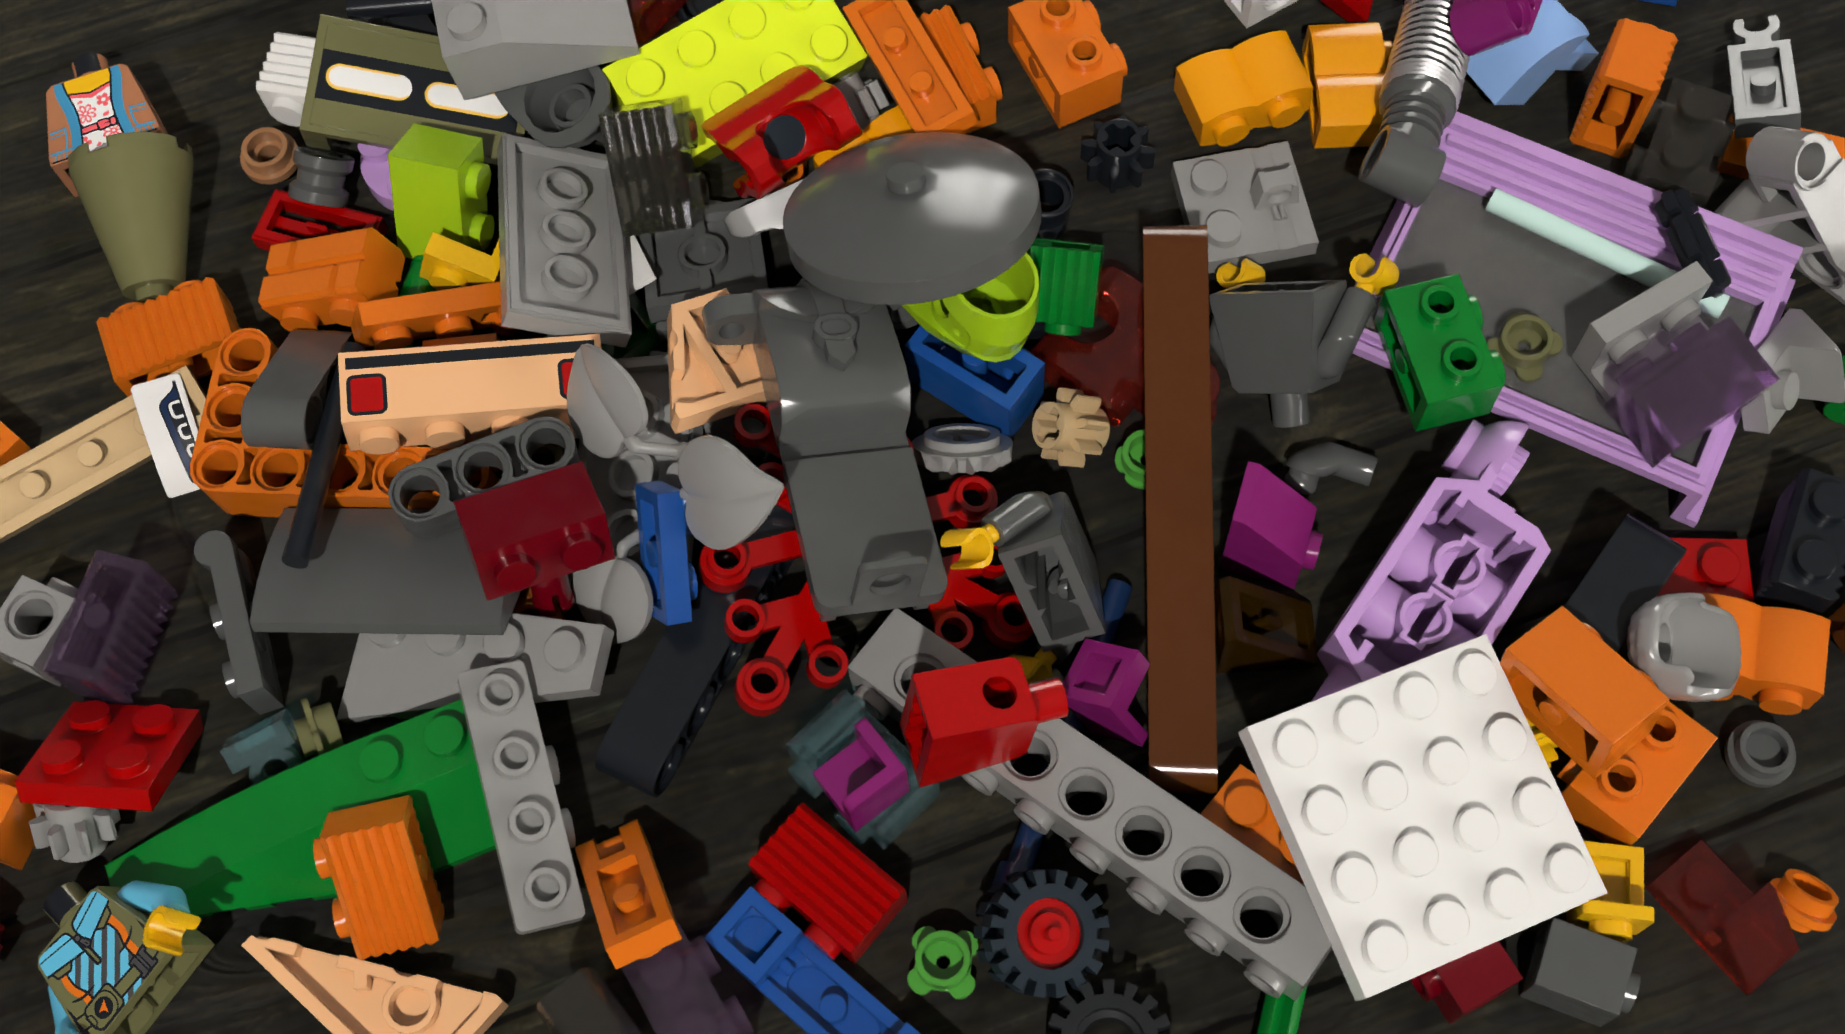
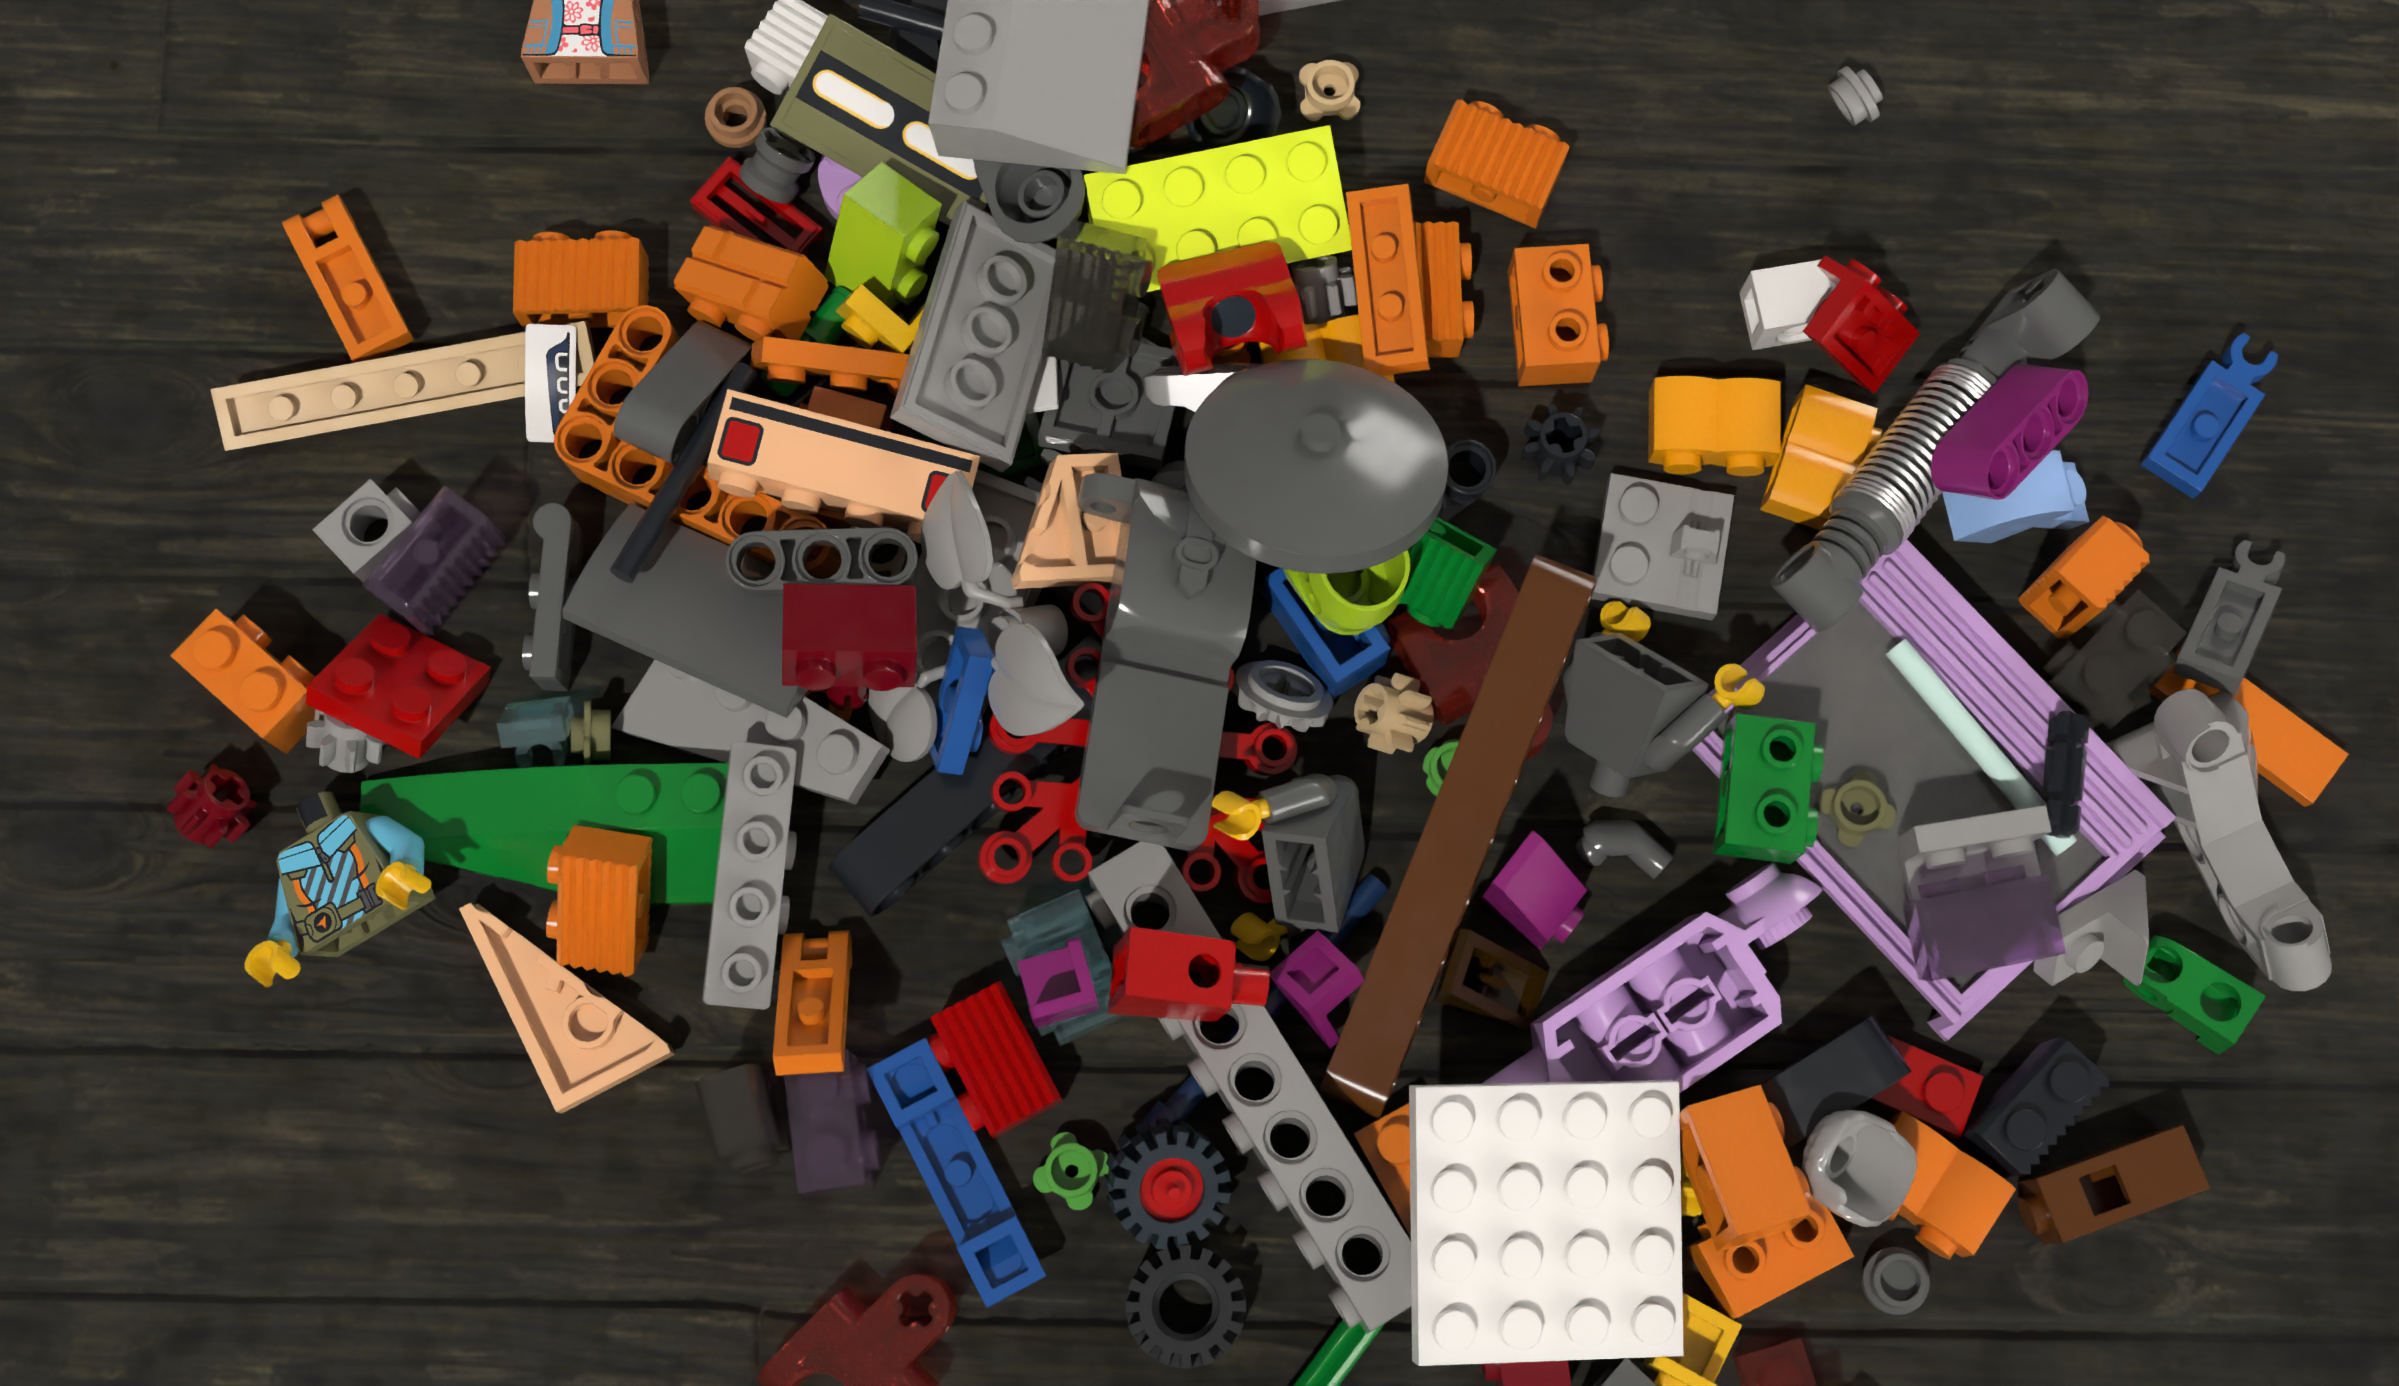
camera: 15 degrees right, 10 degrees up
(138, 207) = (591, 140): olive cone -> none

